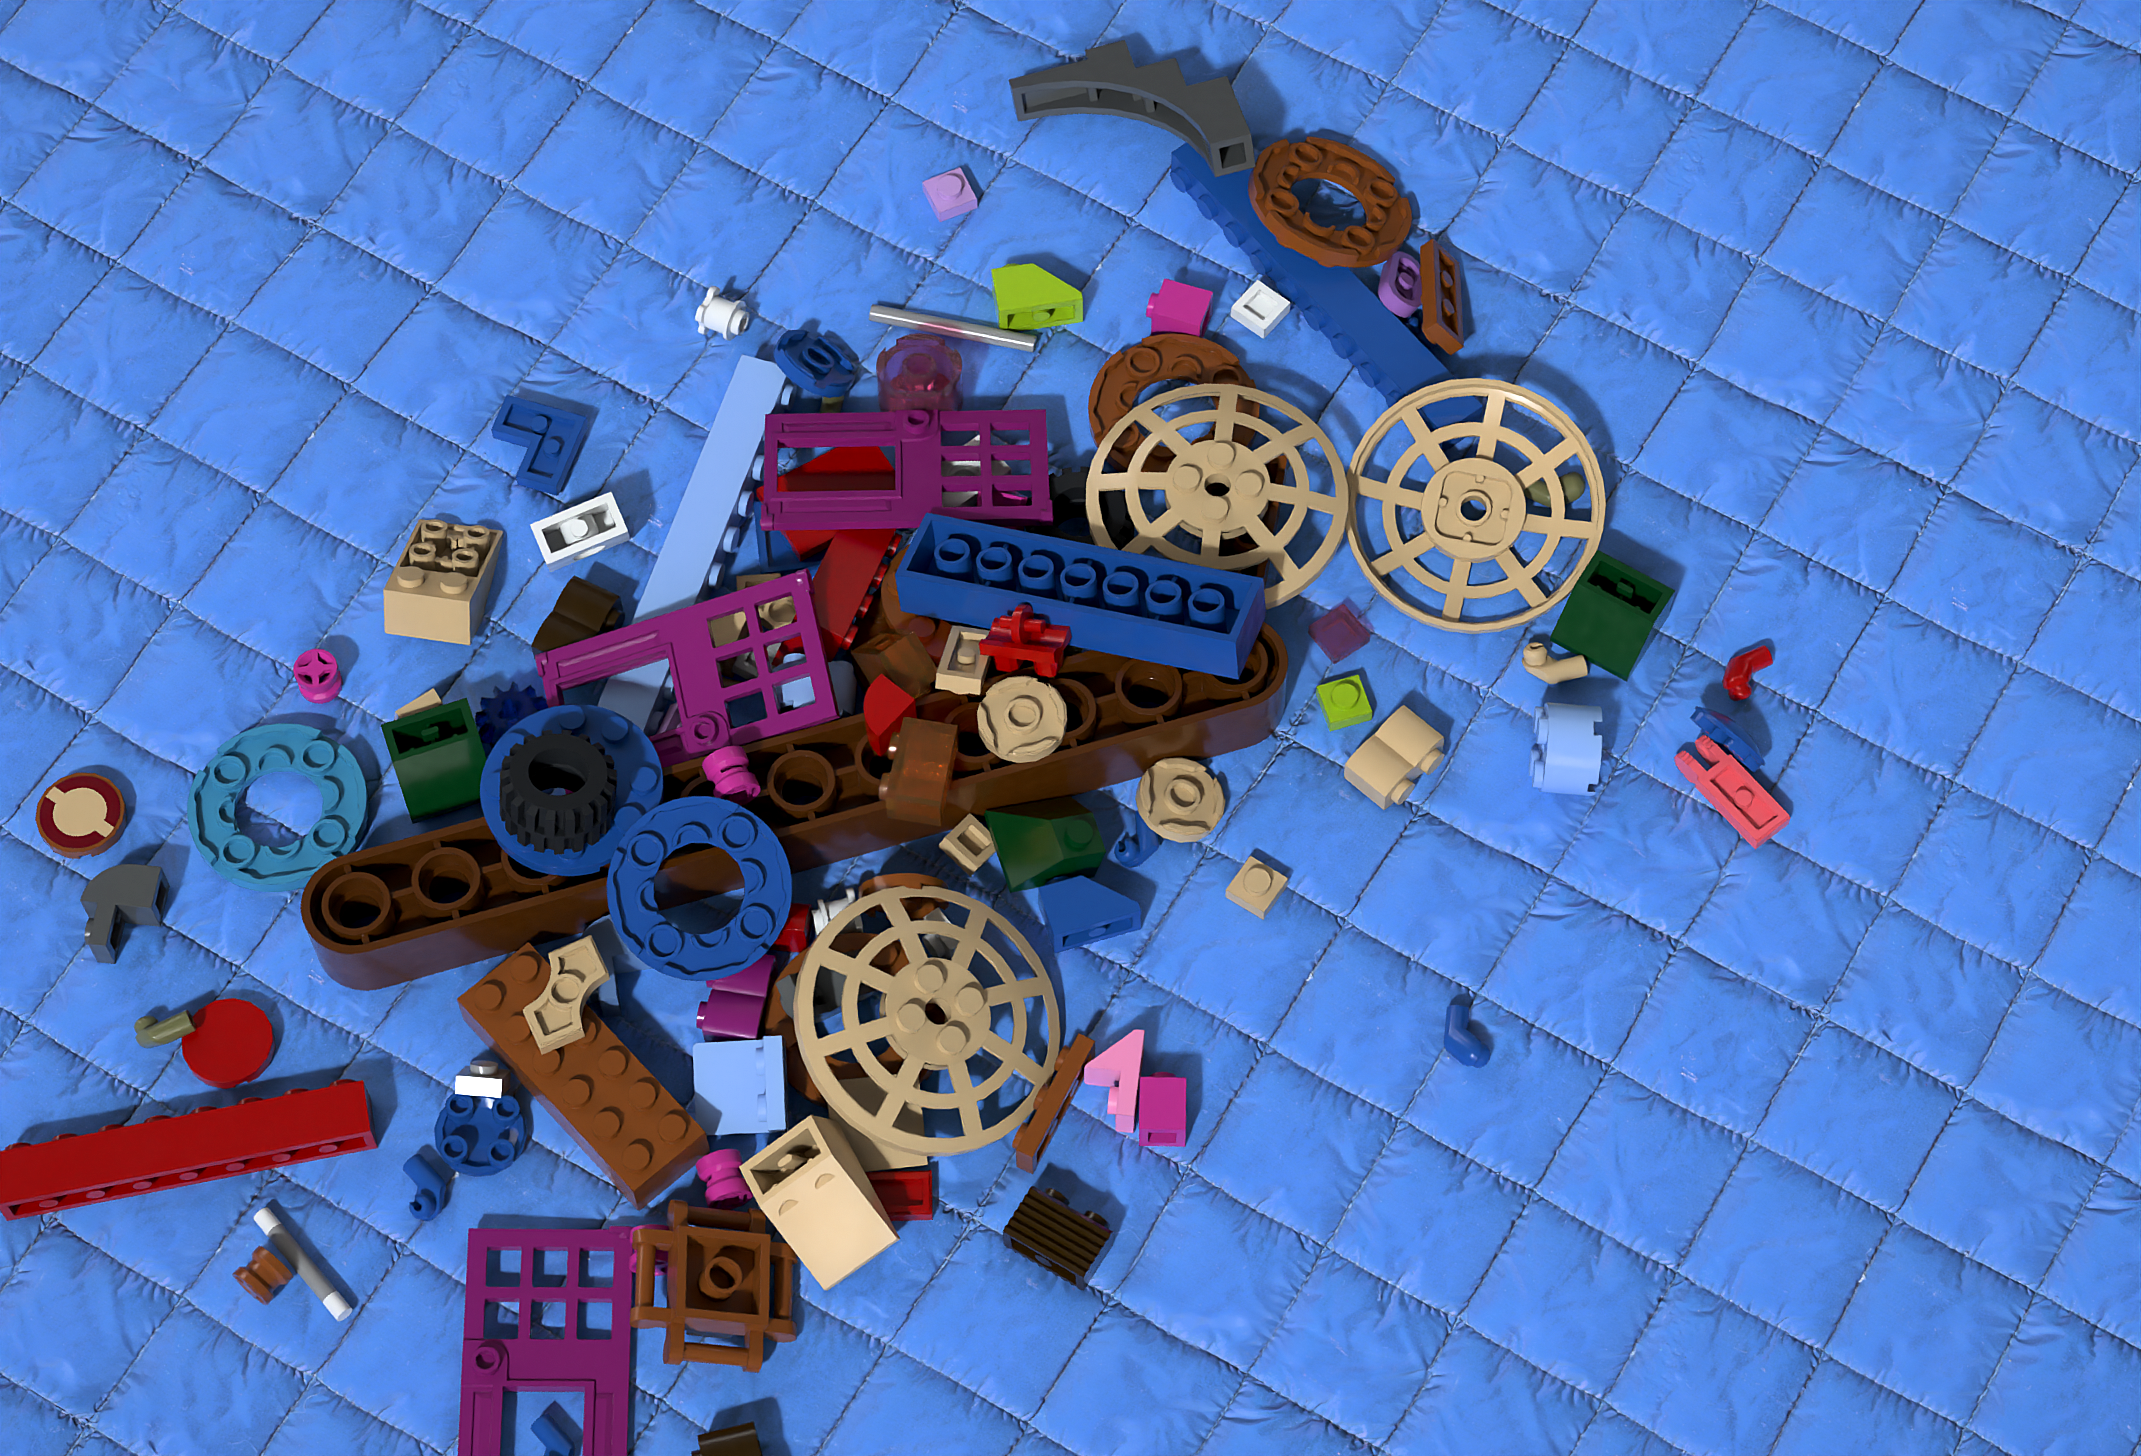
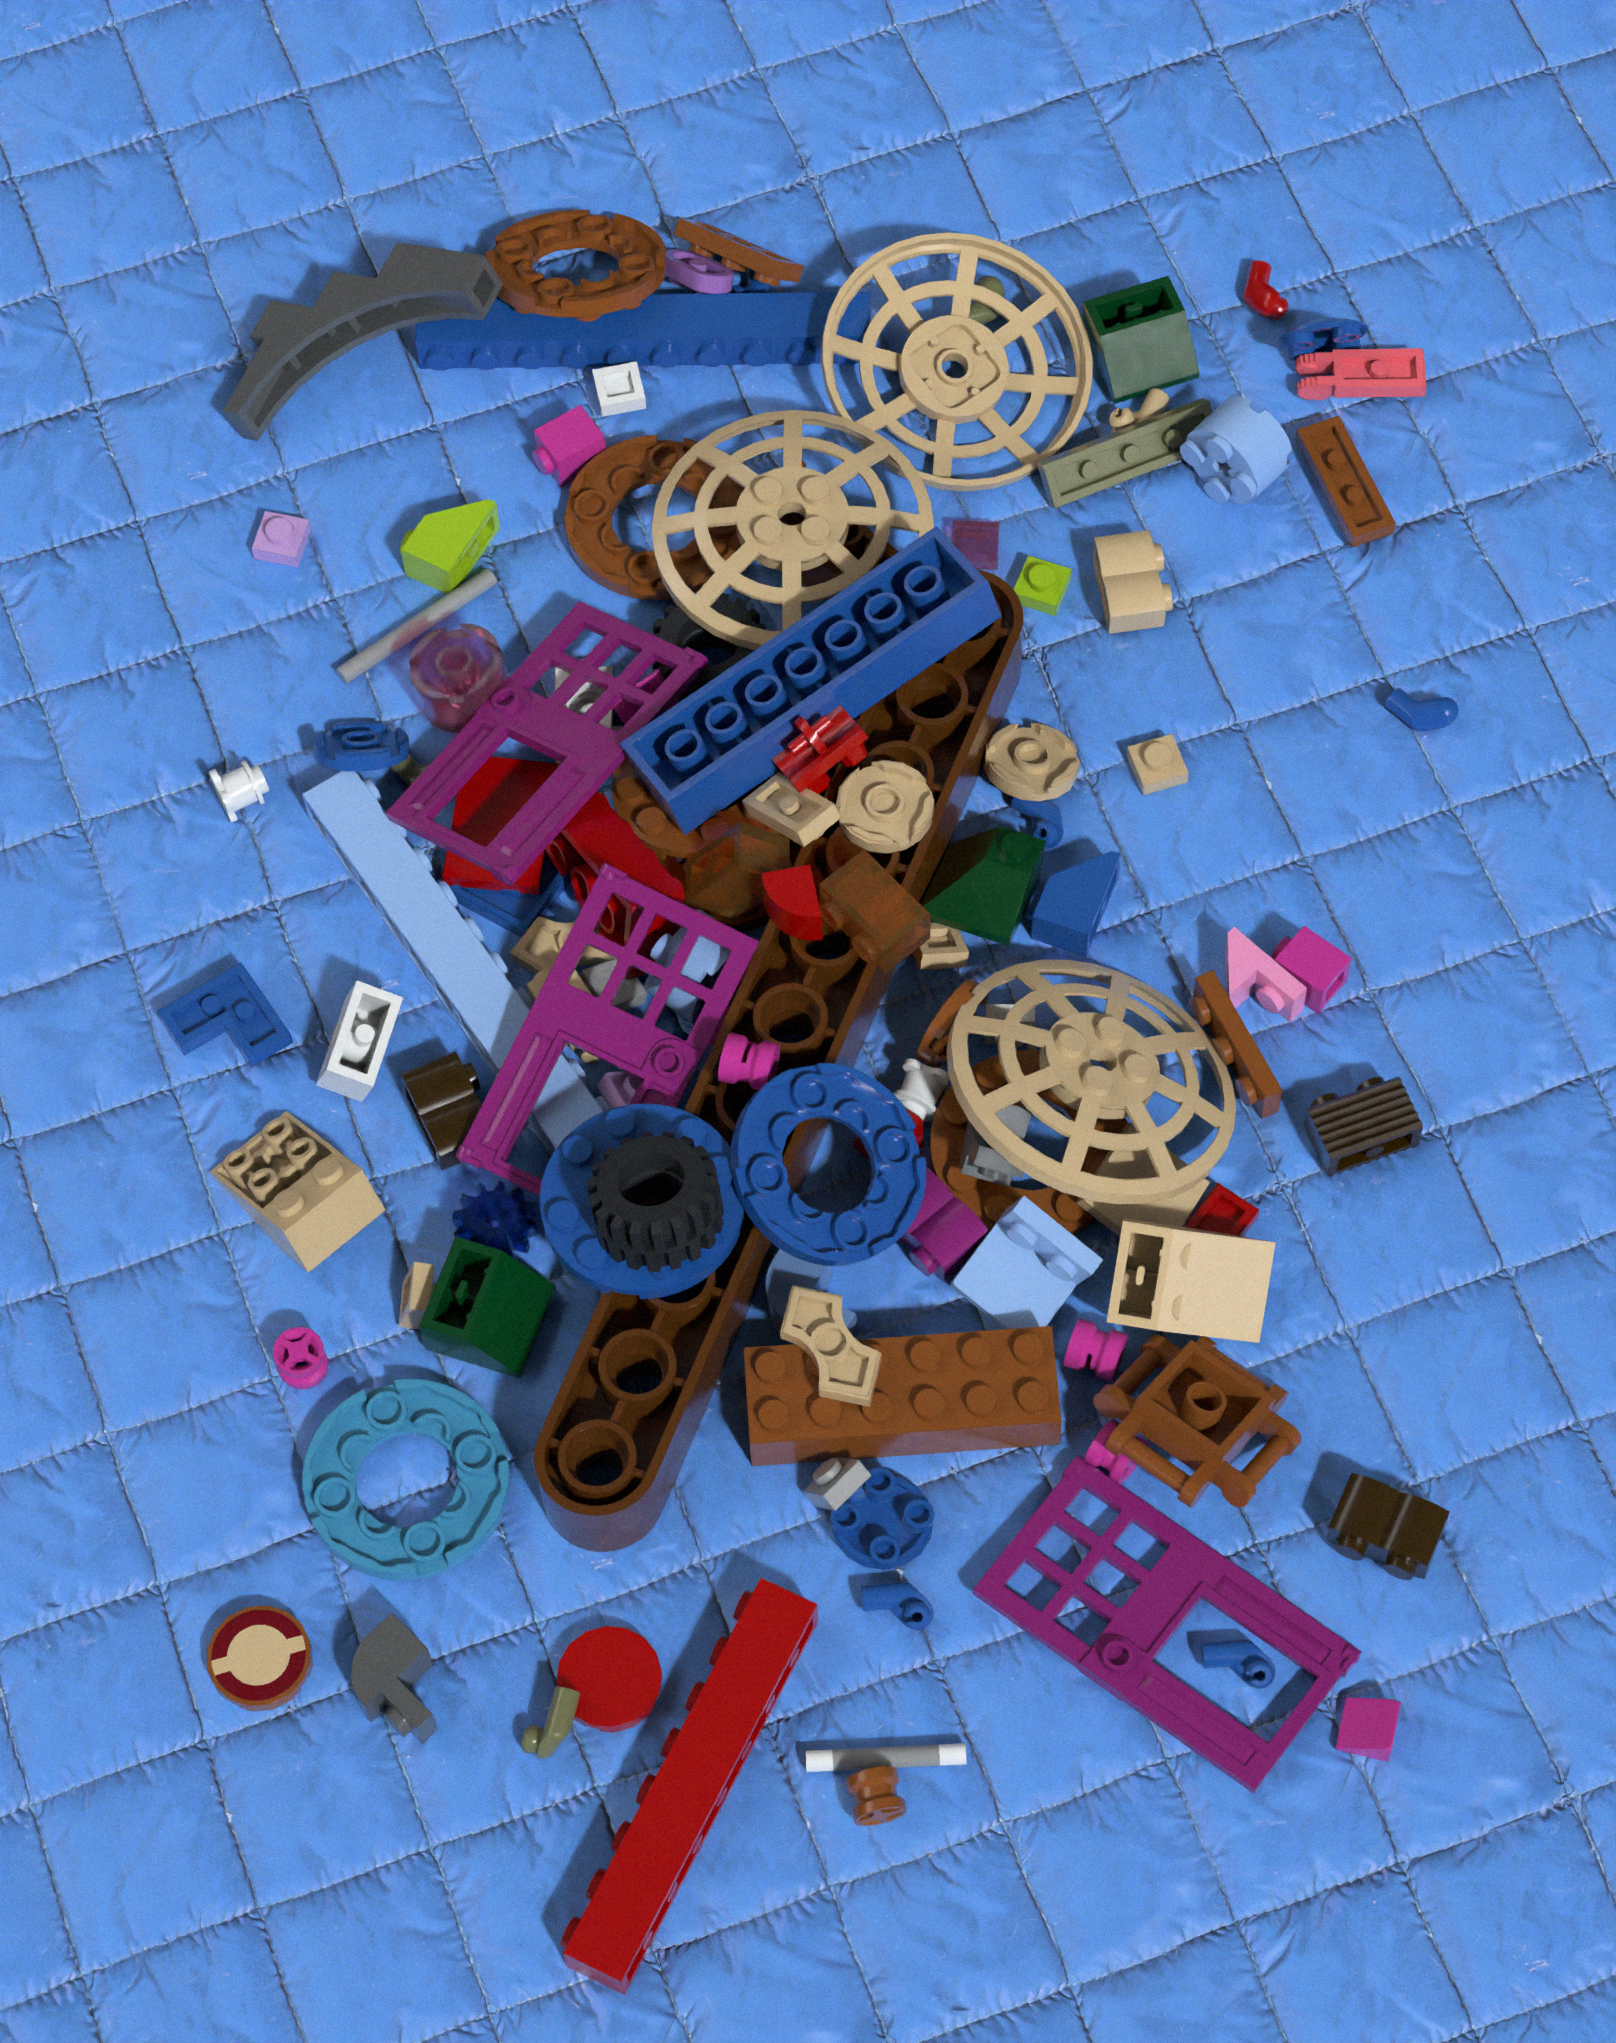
camera: 50 degrees left, 0 degrees up
(1498, 672) = (1120, 454): none -> olive plate
(1620, 845) = (1345, 481): none -> dark orange plate

